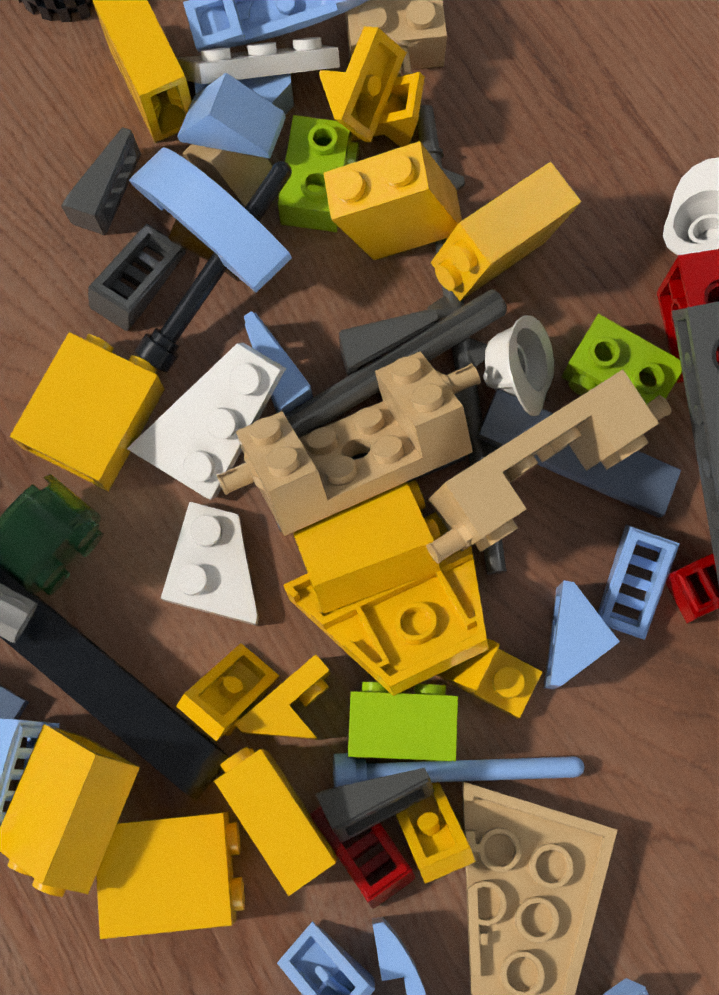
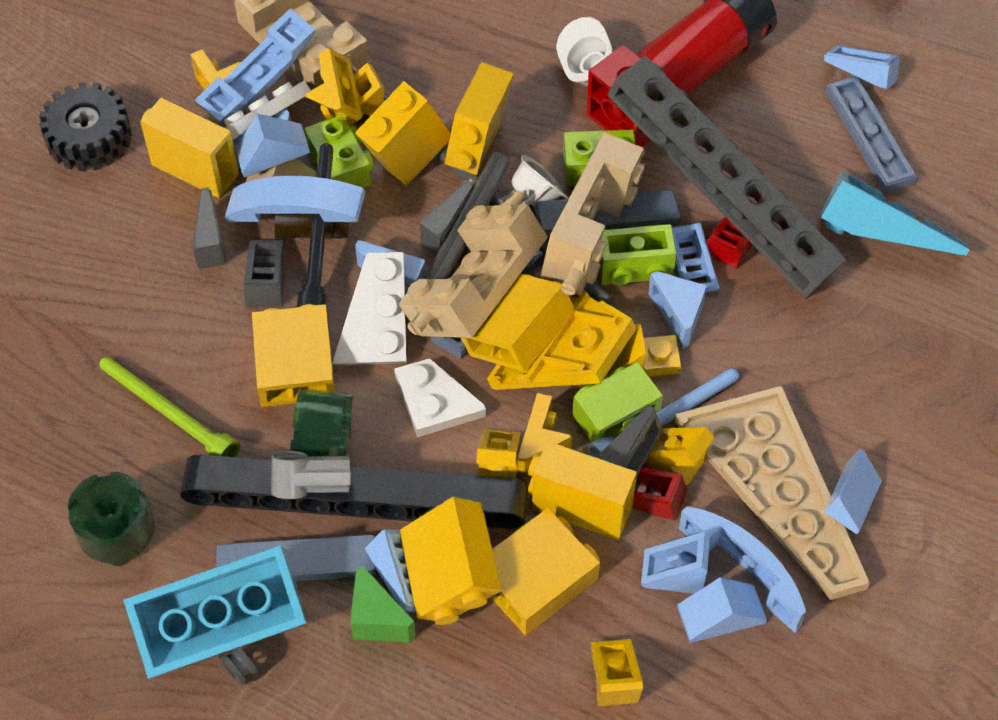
camera: 35 degrees left, 20 degrees down
(568, 540) = (637, 253): none -> lime brick

